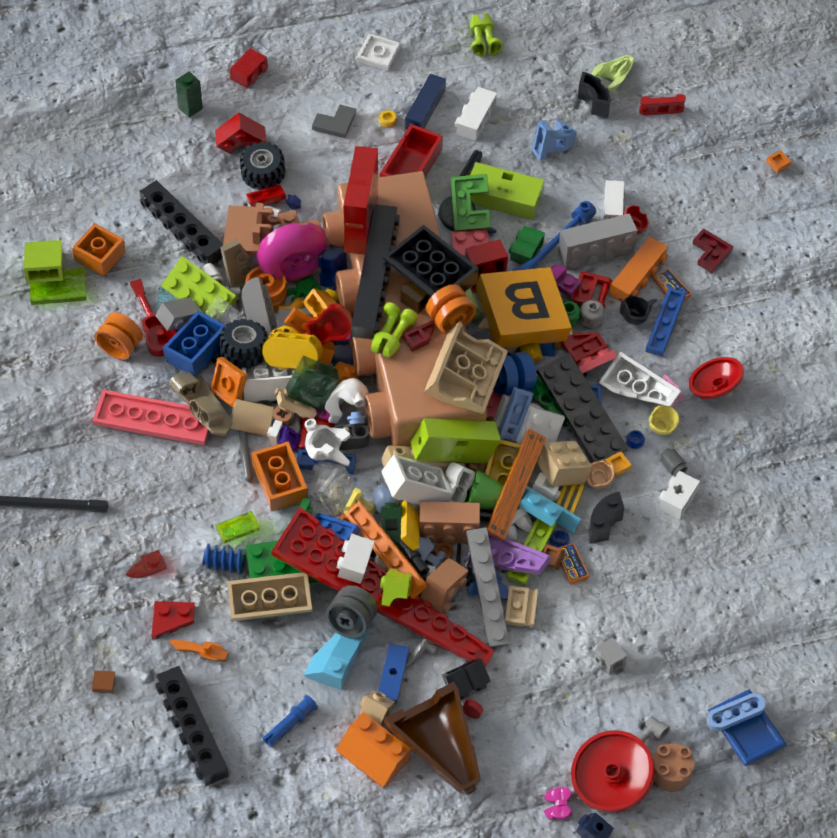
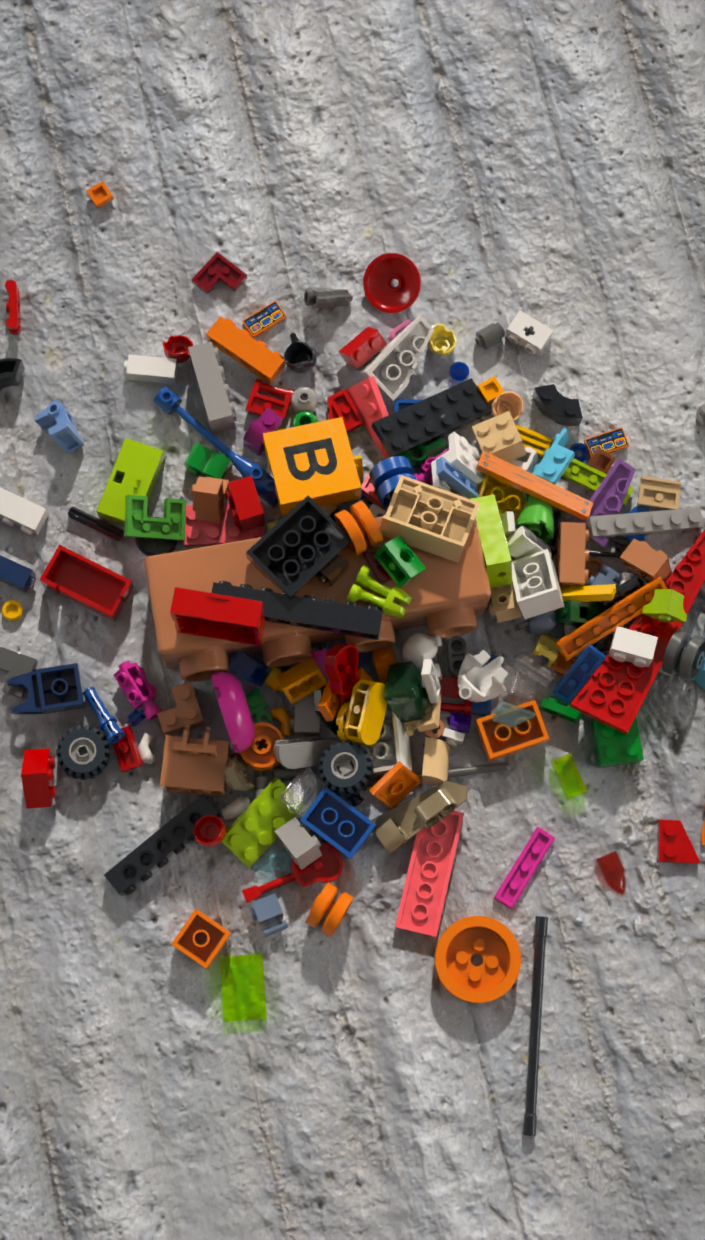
camera: 90 degrees left, 20 degrees up
(43, 261) = (216, 1003): lime brick -> none
(65, 435) = (499, 955): none -> orange brick
(121, 297) = (267, 910): none -> sand blue brick
(153, 493) = (524, 868): none -> dark pink tile
(189, 245) = (209, 831): none -> red hair
(224, 559) = (609, 789): blue piece -> none
(269, 596) = (661, 742): tan brick -> none
(287, 179) = (107, 722): none -> blue pin
(291, 466) = (511, 715): none -> clear light blue tile
(316, 142) = (42, 686): none -> dark blue brick
(320, 201) = (137, 688): none -> dark pink brick
(321, 396) = (430, 681): none -> white plate
(356, 418) = (444, 650): light blue plate -> none
(411, 345) = (399, 561): none -> green brick
(480, 465) = (508, 522): none -> white tile
(492, 230) = (209, 498): none -> nougat brick
(649, 356) = (362, 347): none -> red brick
(665, 322) = (311, 328): blue tile -> none
(697, 329) = (326, 297): none -> dark grey rock

